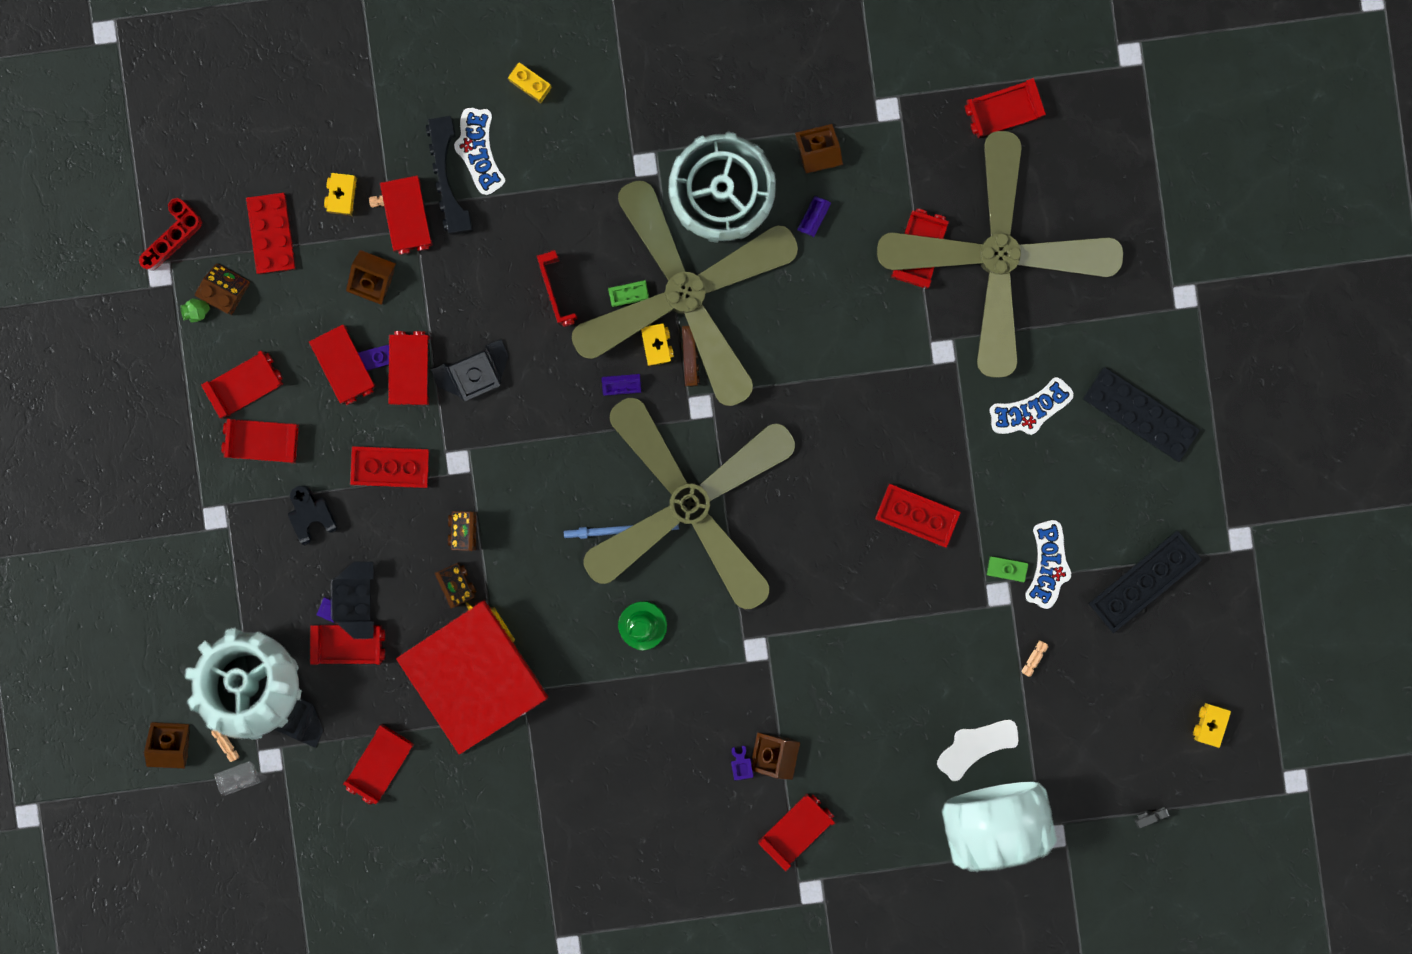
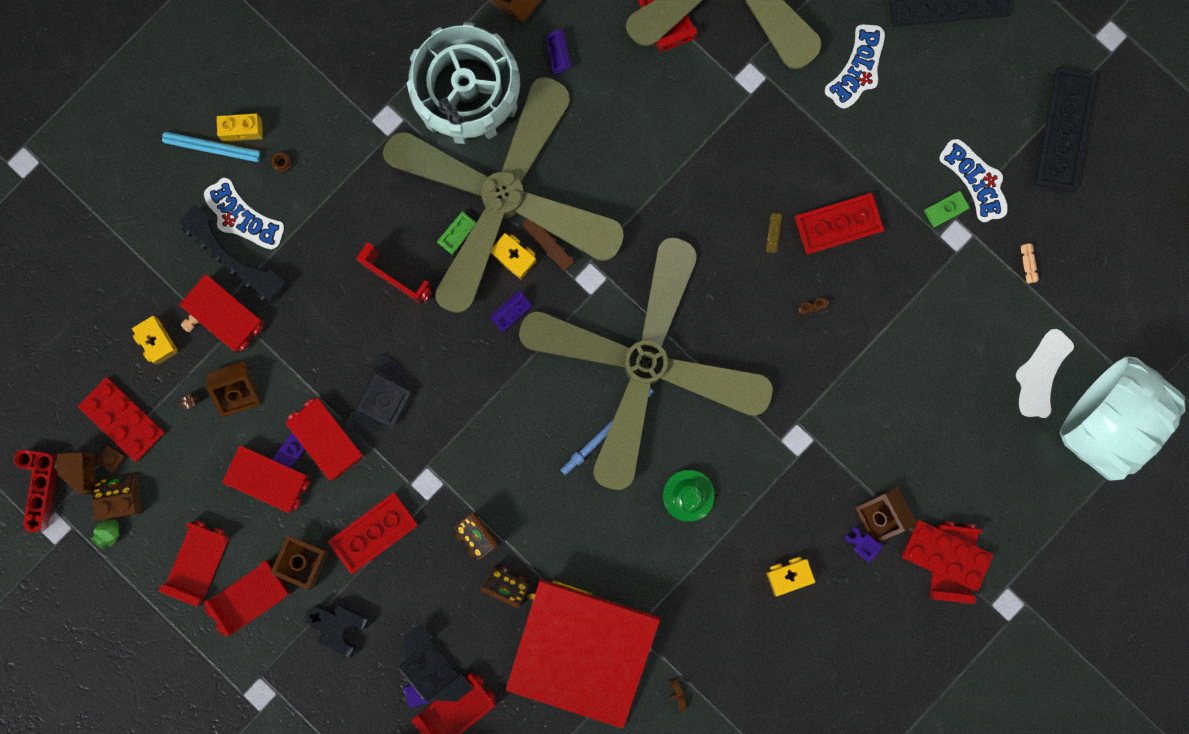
camera: 35 degrees left, 5 degrees down
(209, 248) = (77, 471): none -> reddish brown slope
(240, 256) = (110, 459): none -> reddish brown plate
(319, 446) = (299, 562): none -> reddish brown slope
(331, 260) = (189, 401): none -> reddish brown plate
(497, 79) = (211, 146): none -> medium azure axle
(519, 763) = (679, 694): none -> reddish brown piece
(538, 127) = (281, 156): none -> reddish brown plate
(658, 746) = (782, 585): none -> yellow brick
(690, 212) = (452, 114): none -> black piece
(795, 821) = (947, 556): none -> red plate
(852, 563) = (819, 304): none -> reddish brown piece
(863, 483) = (774, 232): none -> clear yellow axle

